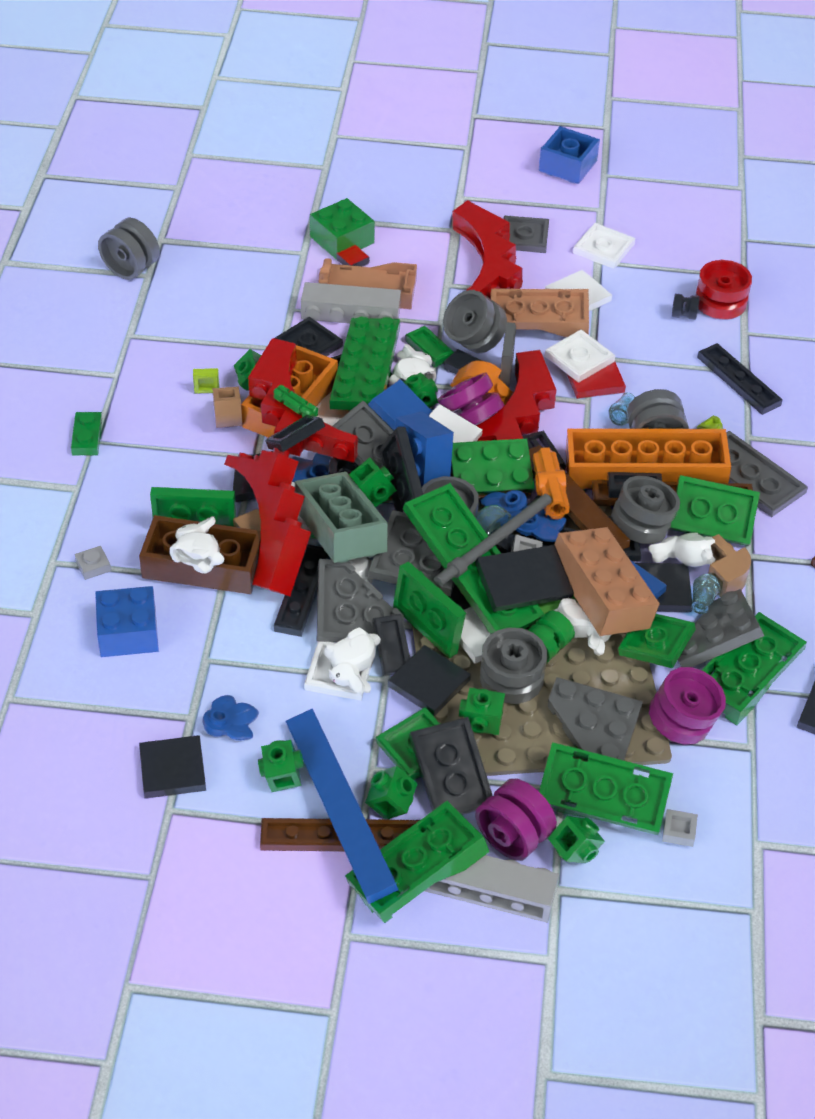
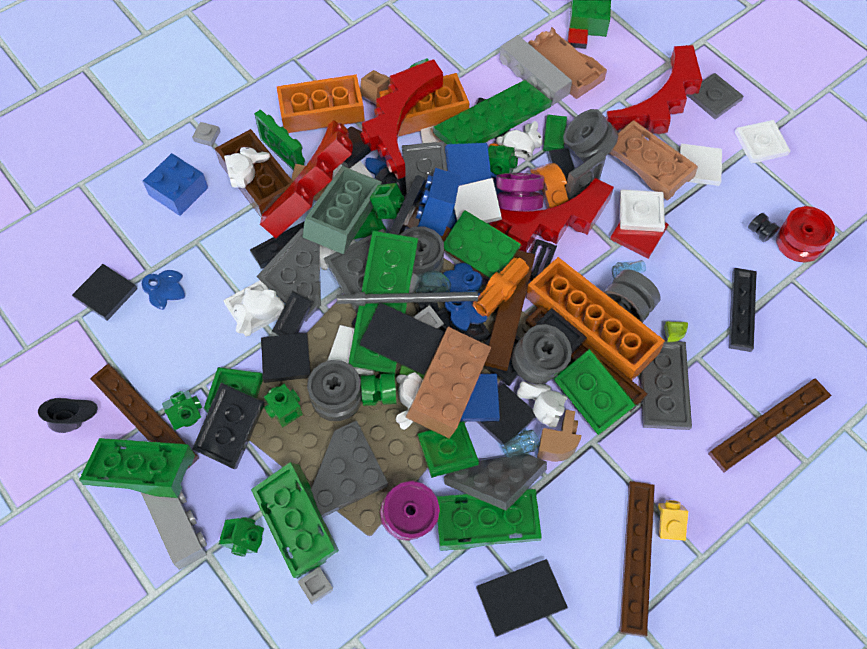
camera: 45 degrees right, 15 degrees up
(86, 434) = (293, 50): green plate -> none
(188, 452) = (320, 102): none -> orange brick
(205, 380) = (390, 61): lime tile -> none
(281, 765) = (147, 340): green brick -> none
(286, 883) = (66, 414): none -> black piece
(295, 401) = (391, 113): green axle -> none
(295, 433) = (364, 133): black tile -> none
(312, 336) = (483, 78): black tile -> none
(342, 807) = (143, 395): blue tile -> none
(429, 609) = (327, 312): green plate -> none
(515, 819) = (218, 491): magenta wheel -> none
(569, 154) = (811, 56): blue brick -> none

